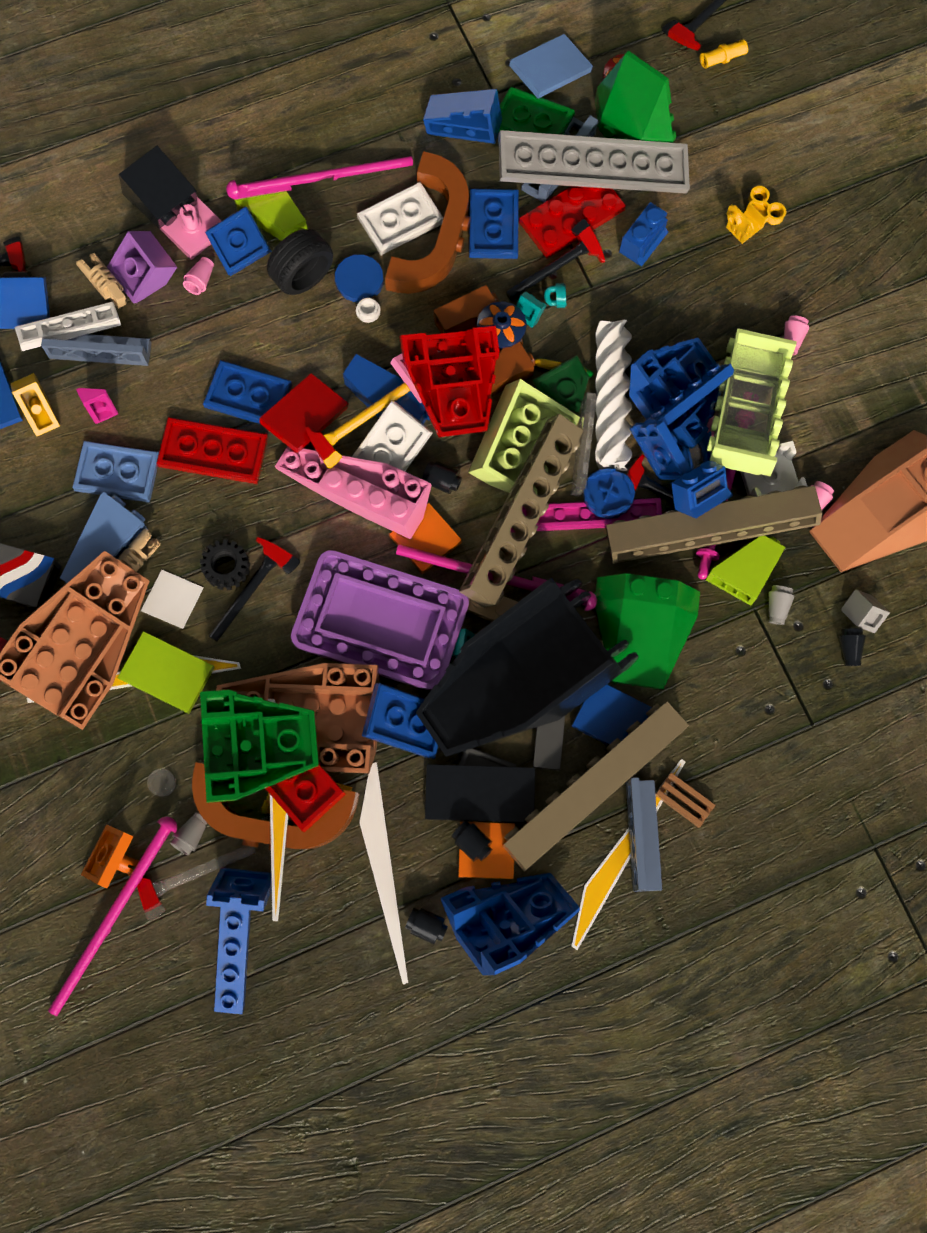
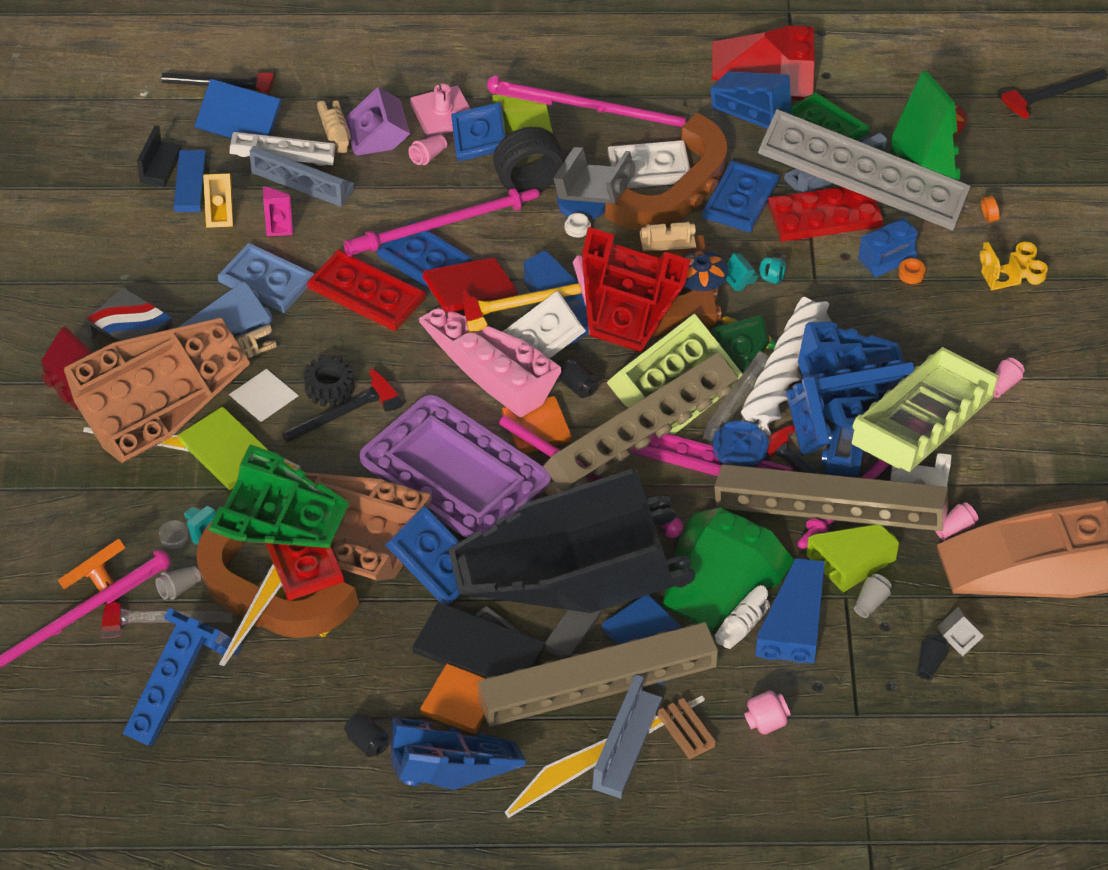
camera: 25 degrees right, 25 degrees down
(157, 187) = (422, 63): black slope -> none
(183, 766) = (198, 521): none -> teal tile
(196, 399) = (372, 241): none -> dark pink bar
(365, 260) = (593, 182): none -> dark grey panel
(376, 841) = (354, 657): white sticker -> none
(455, 62) = (773, 51): none -> red wedge
(460, 302) = (659, 238): none -> tan hinge
(472, 841) = (448, 677): black brick -> none
(551, 66) = (864, 86): medium blue tile -> none
(587, 244) = (826, 239): black piece -> none
(670, 249) = (911, 271): none -> orange tile
(686, 672) = (743, 618): none -> white hinge
(701, 489) = (830, 455): blue window -> none
(710, 160) = (990, 209): none -> orange tile
(723, 53) = (1050, 128): yellow pin -> none
(728, 651) = (793, 619): none -> blue slope
(746, 760) = (767, 712): none -> bright pink head

